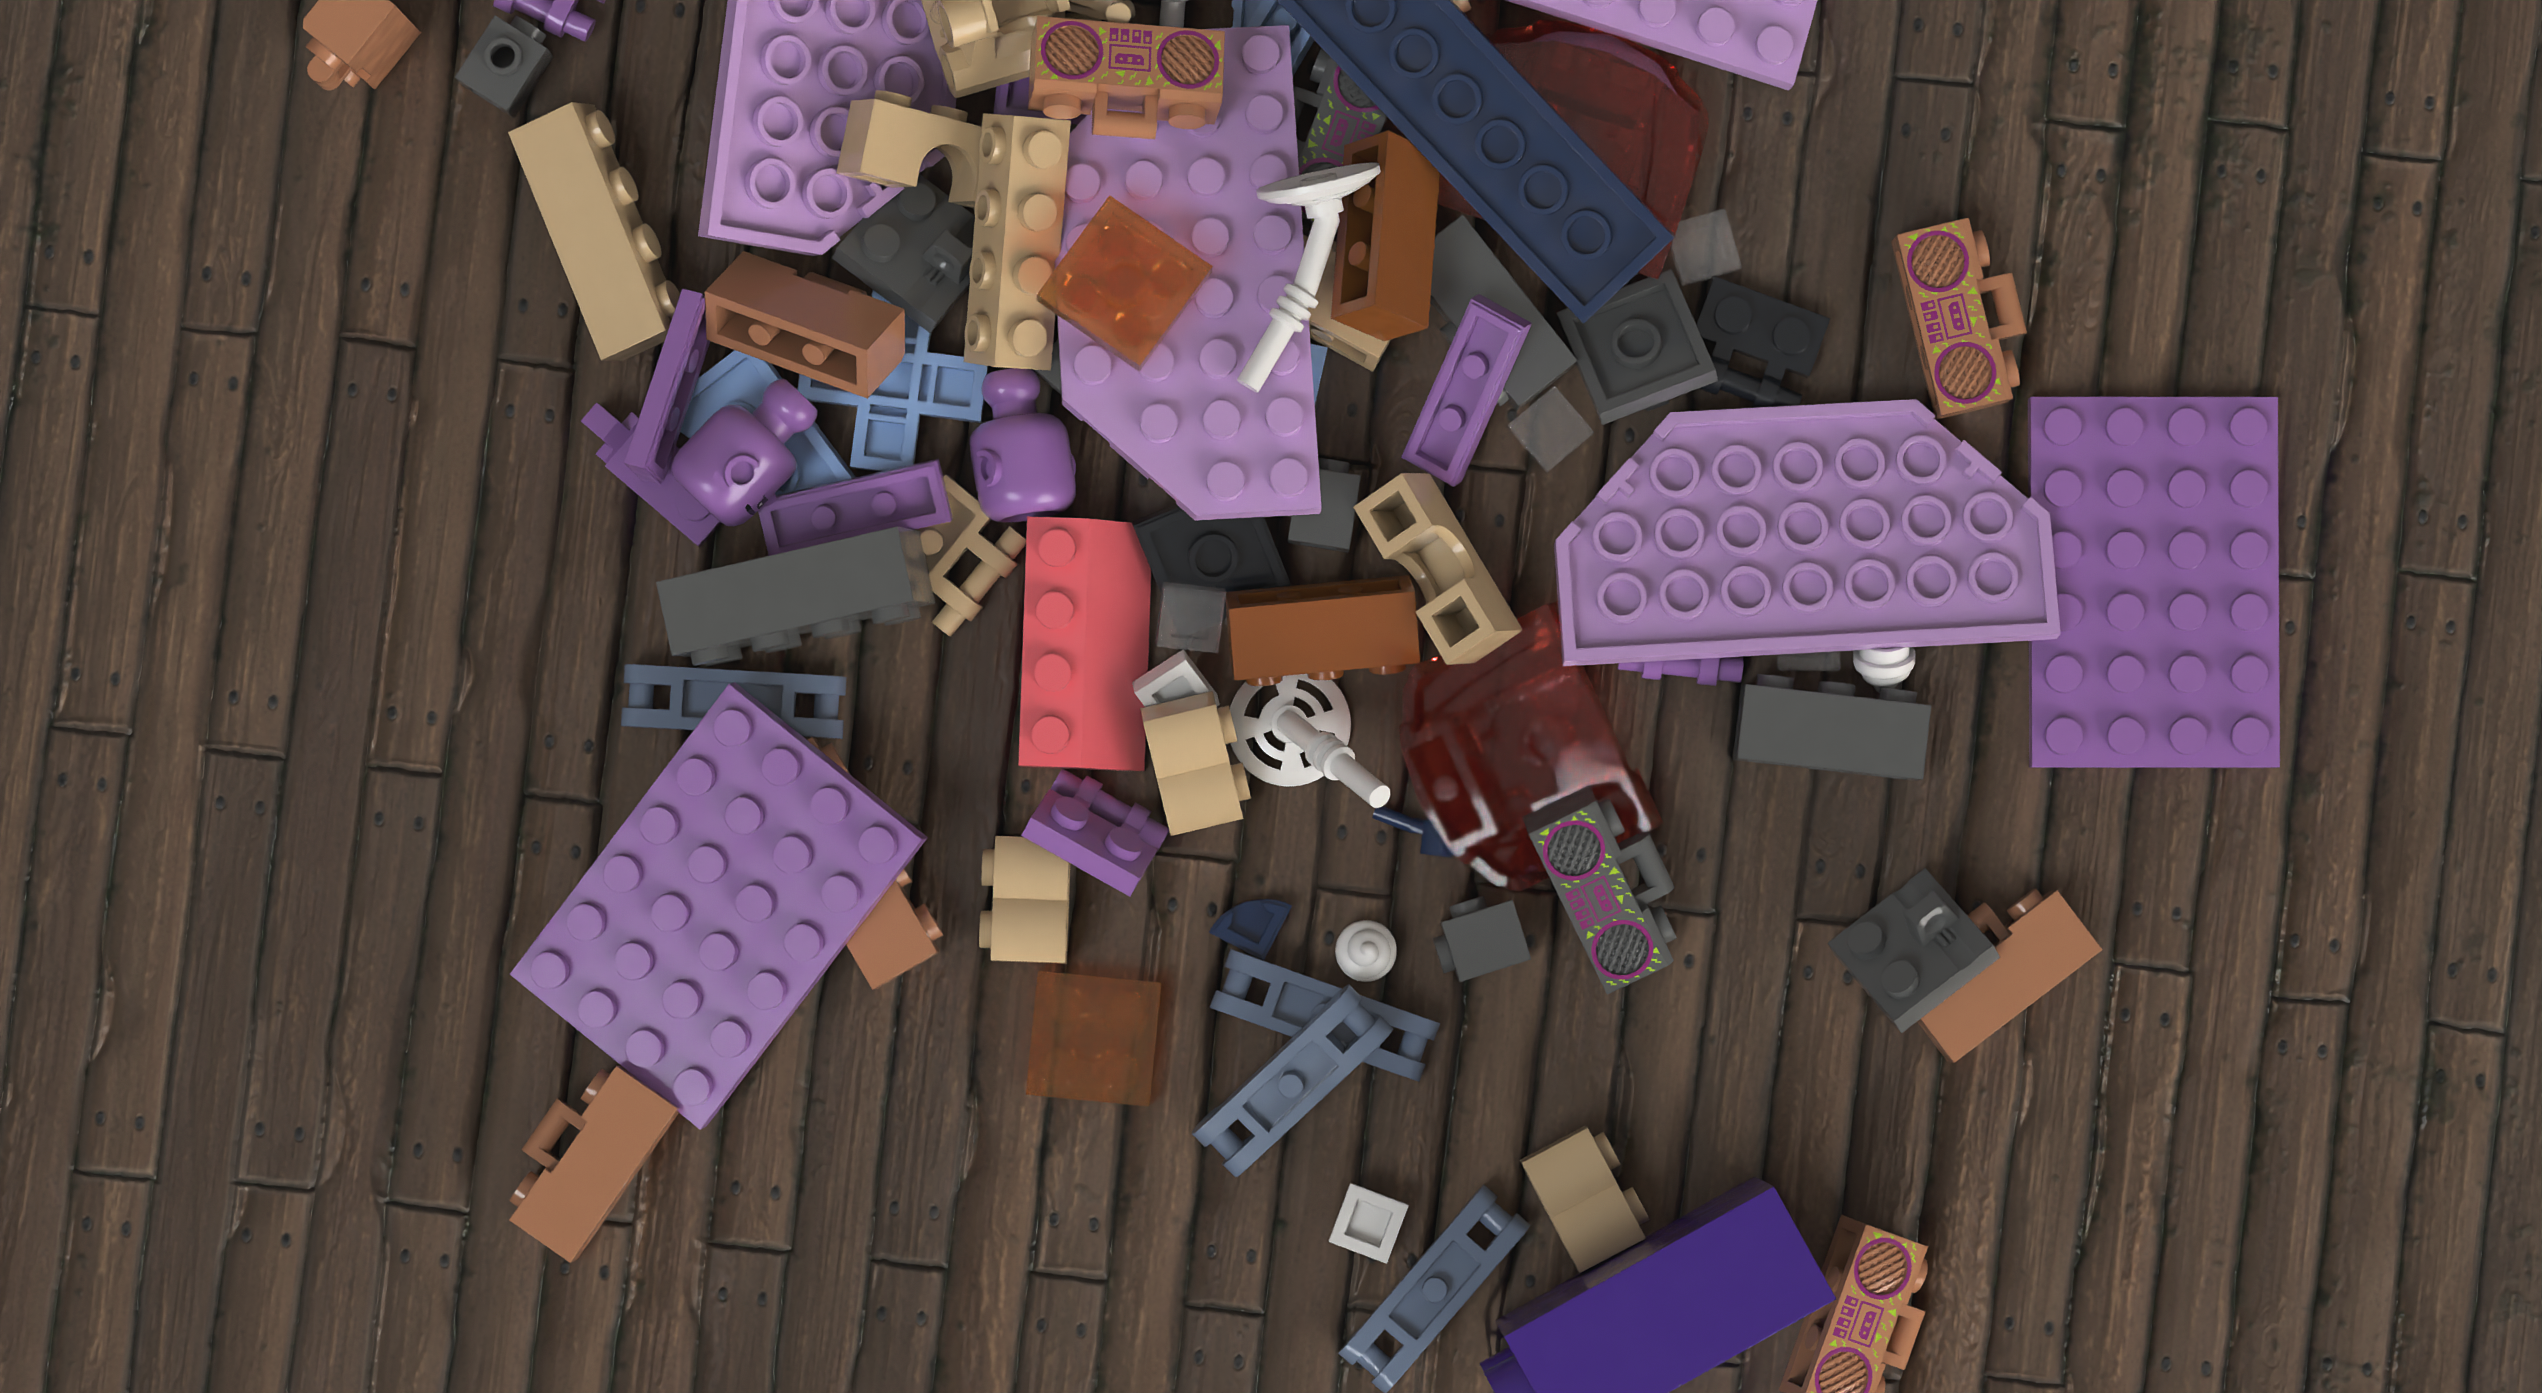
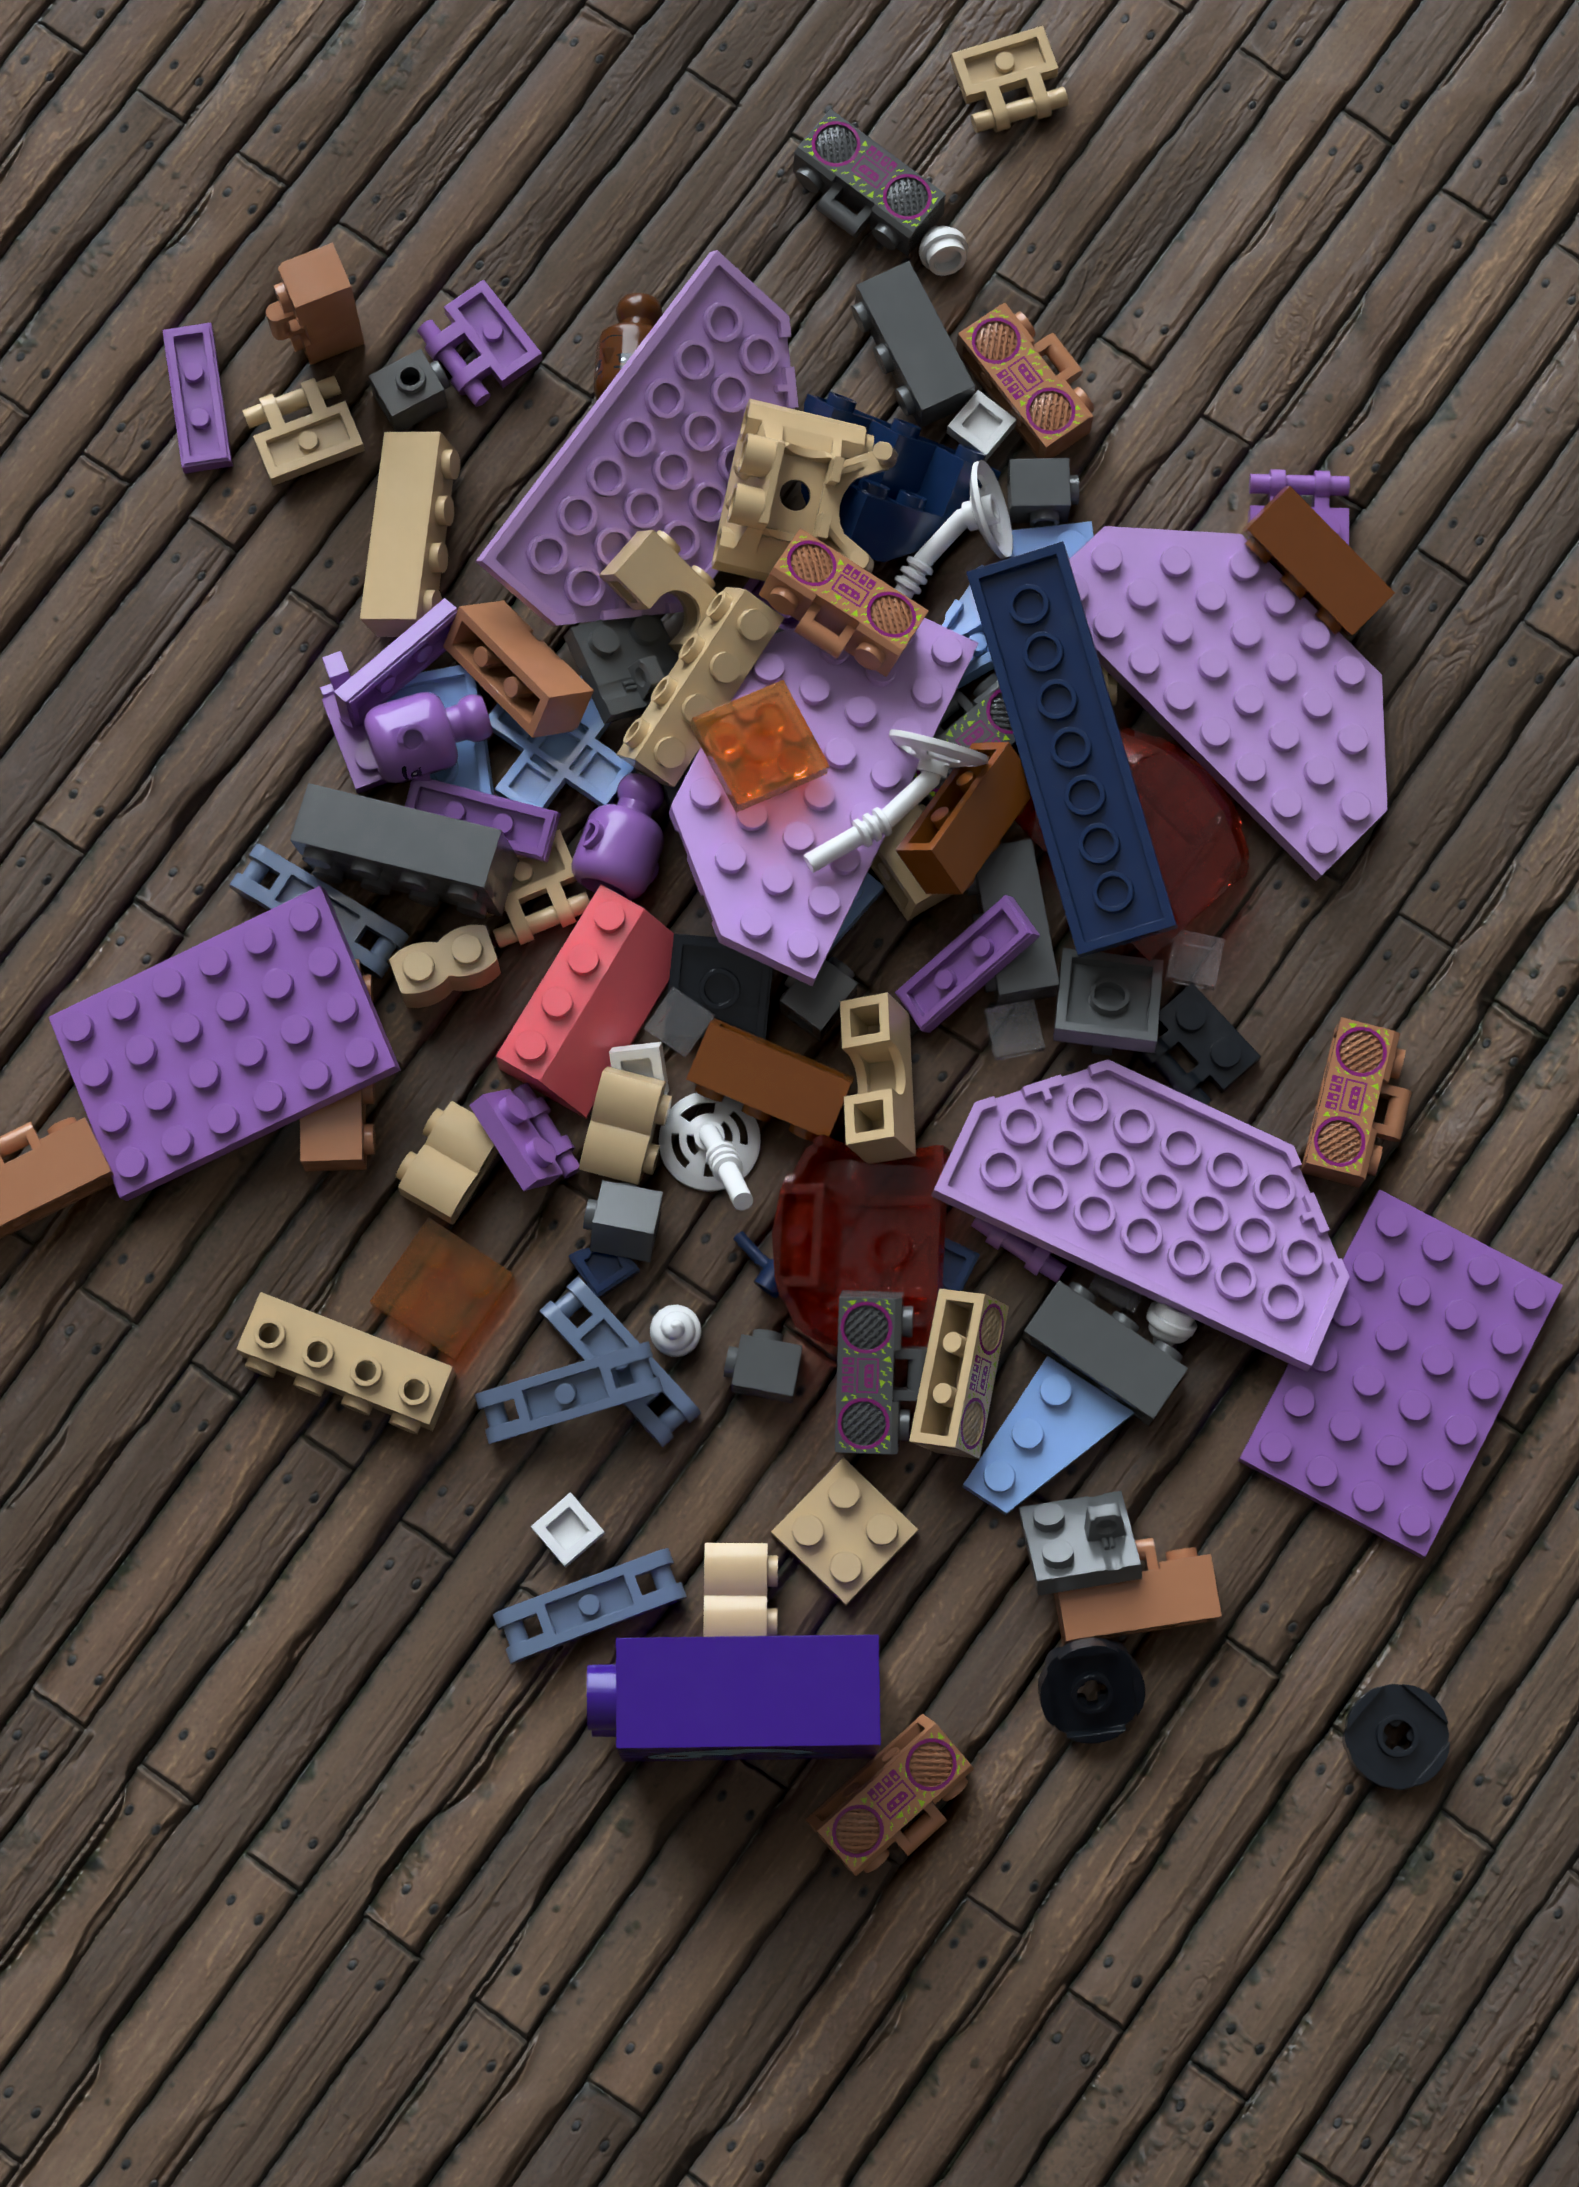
camera: 25 degrees right, 10 degrees down
(273, 195) = (197, 398): none -> medium lavender tile
(424, 184) = (308, 441): none -> tan plate
(893, 705) = (457, 962): none -> tan brick
(1038, 1174) = (345, 1362): none -> tan brick
(1248, 864) = (624, 1220): none -> brick
(1627, 721) = (957, 1265): none -> dark blue tile
(1657, 1067) = (844, 1531): none -> tan plate
(1693, 841) = (959, 1373): none -> tan piece
(1811, 852) = (1042, 1435): none -> light blue wing
(1982, 1075) = (1087, 1660): none -> black plate
(2375, 953) = (1427, 1736): none -> black plate

